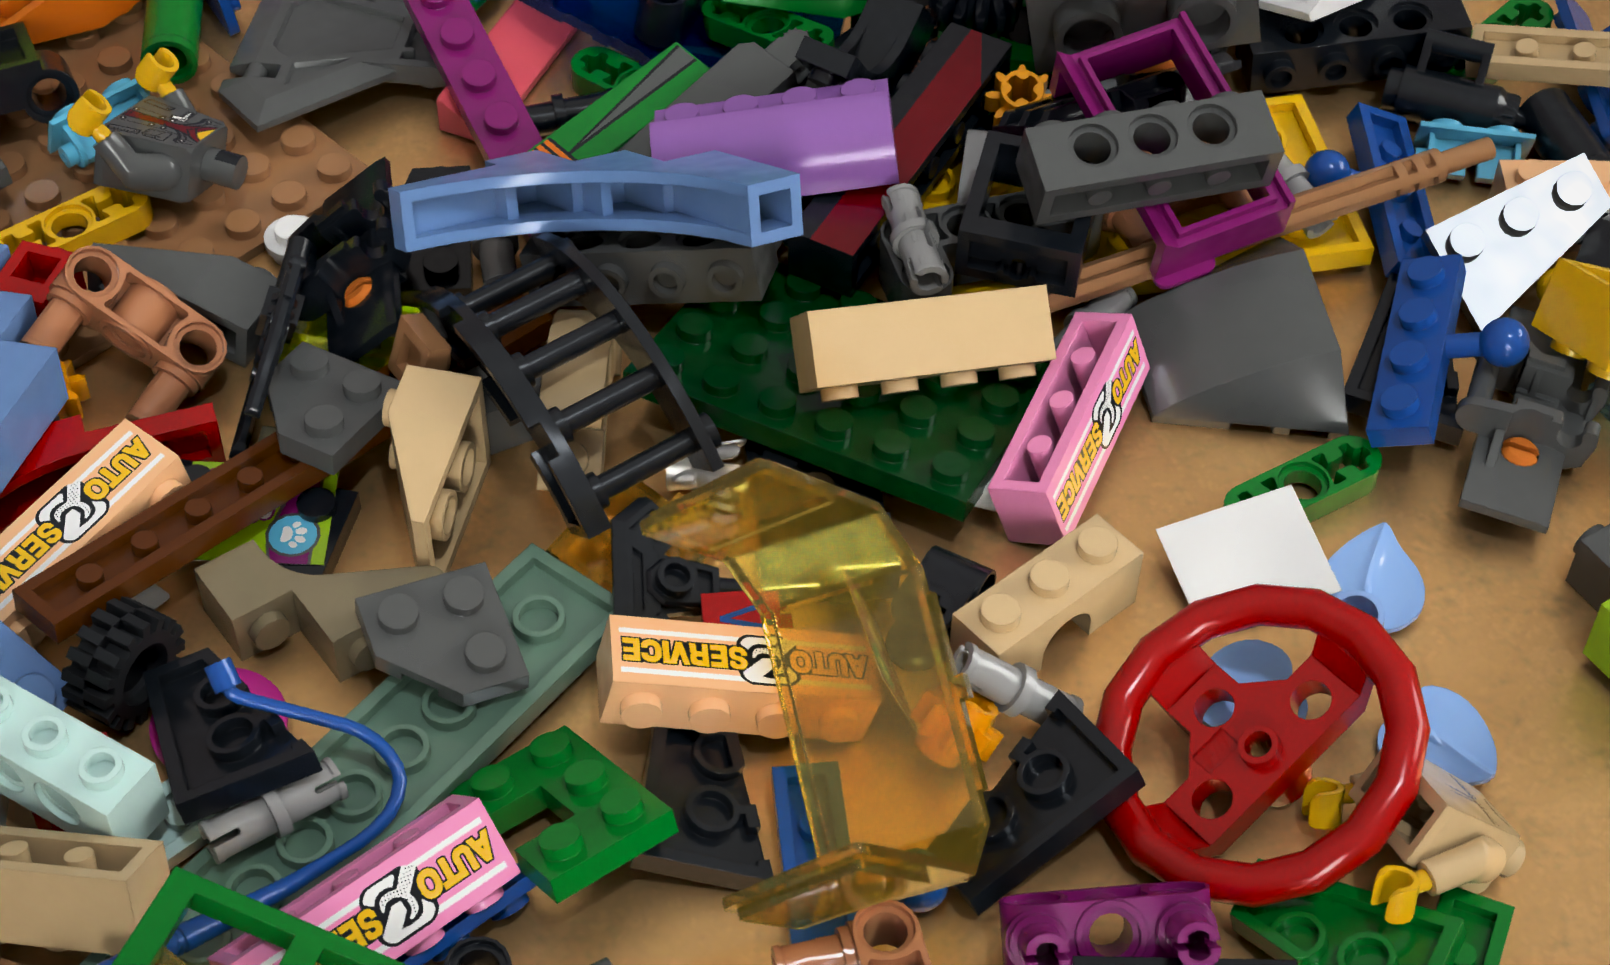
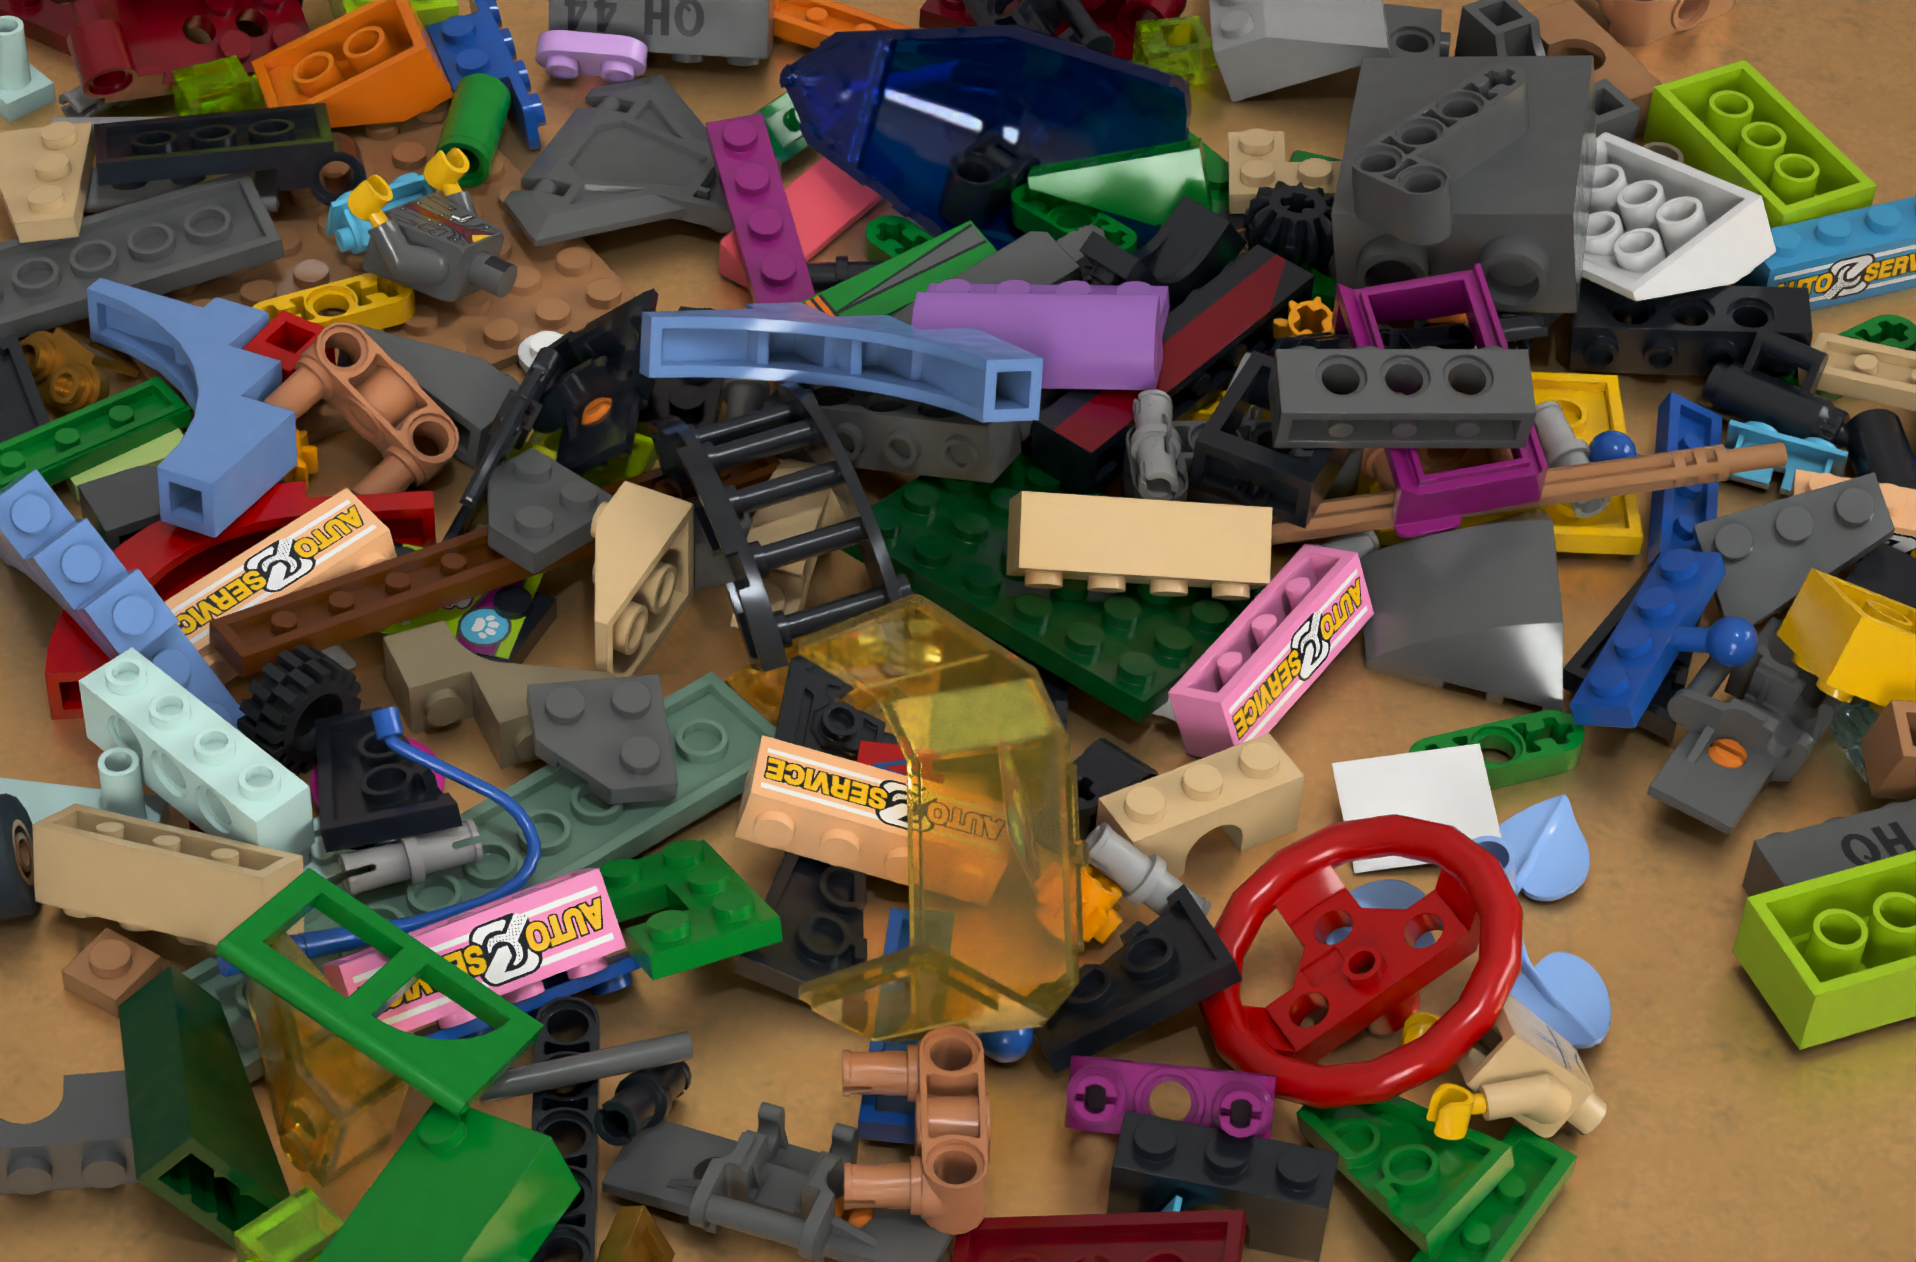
camera: 10 degrees right, 5 degrees down
(418, 345) = (642, 465): medium nougat plate -> none

